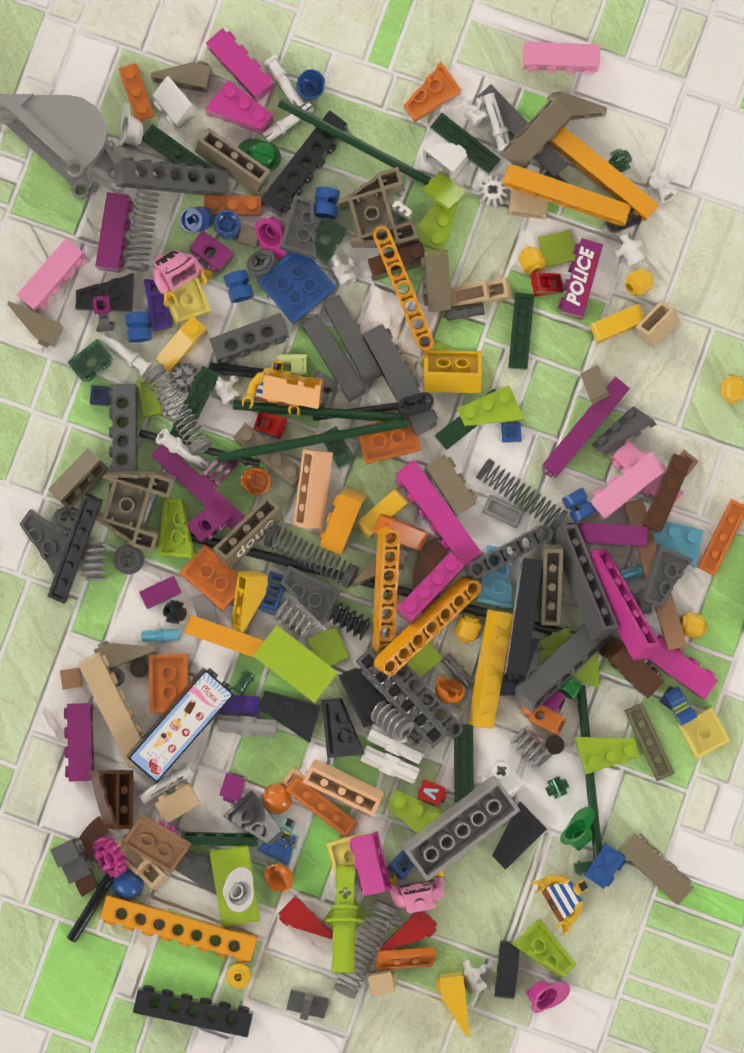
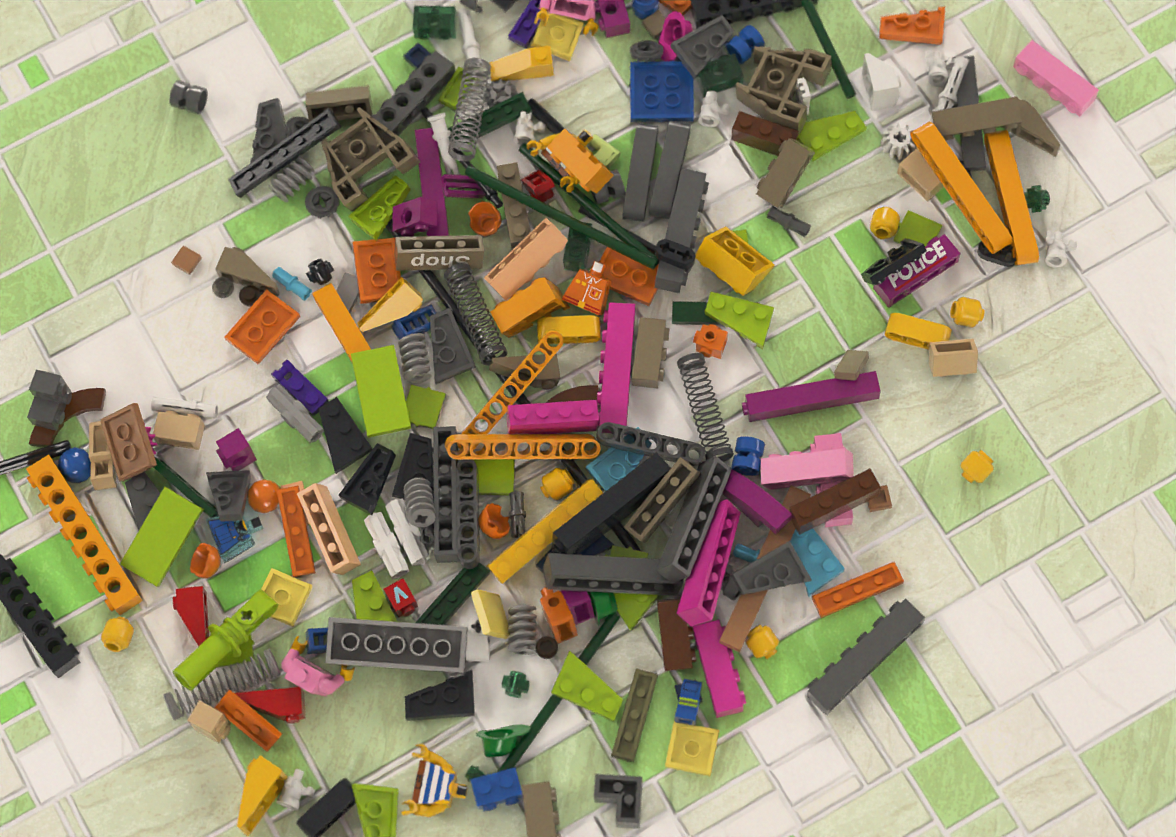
camera: 40 degrees right, 15 degrees down
(80, 741) = (145, 315): magenta brick -> none
(109, 856) = (81, 424): dark pink gear -> none
(111, 703) = (196, 308): tan brick -> none
(114, 797) = (131, 376): reddish brown wedge -> none
(138, 327) = (498, 24): blue wheel -> none
(160, 592) = (323, 248): magenta tile -> none
(180, 724) = (239, 361): brick -> none
(238, 286) = (610, 54): blue wheel -> none
(239, 889) = (160, 534): white piece -> none
(239, 968) = (94, 615): yellow head -> none
(244, 682) = (325, 376): clear green pin -> none
(256, 329) = (576, 94): dark grey brick -> none
(264, 974) = (117, 634): none -> yellow head
(307, 1004) = (130, 693): dark grey bracket -> none
(350, 620) = (458, 396): black piece -> none
(370, 863) = (292, 611): dark pink brick -> none
(373, 474) = (589, 289): none -> orange torso
(409, 295) = (746, 144): light orange beam -> none
(409, 534) = (571, 356): orange beam -> none
(444, 190) = (856, 109): lime piece -> none
(474, 149) = (911, 91): dark green tile -> none
(481, 292) = (818, 216): tan slope -> none
(488, 437) = (710, 341): none -> orange brick
(502, 511) = (676, 412): light grey tile -> none
(503, 755) = (490, 614): none -> light yellow tile
(511, 432) = (742, 352): blue tile -> none
(521, 331) = (825, 275): dark green tile -> none
(546, 284) = (876, 246): red slope -> none
(565, 283) = (908, 252): none -> black wing
(628, 425) = (841, 421): dark grey wing -> none
(630, 250) = (982, 280): white piece -> none
(689, 800) = (623, 791): none -> dark grey brick

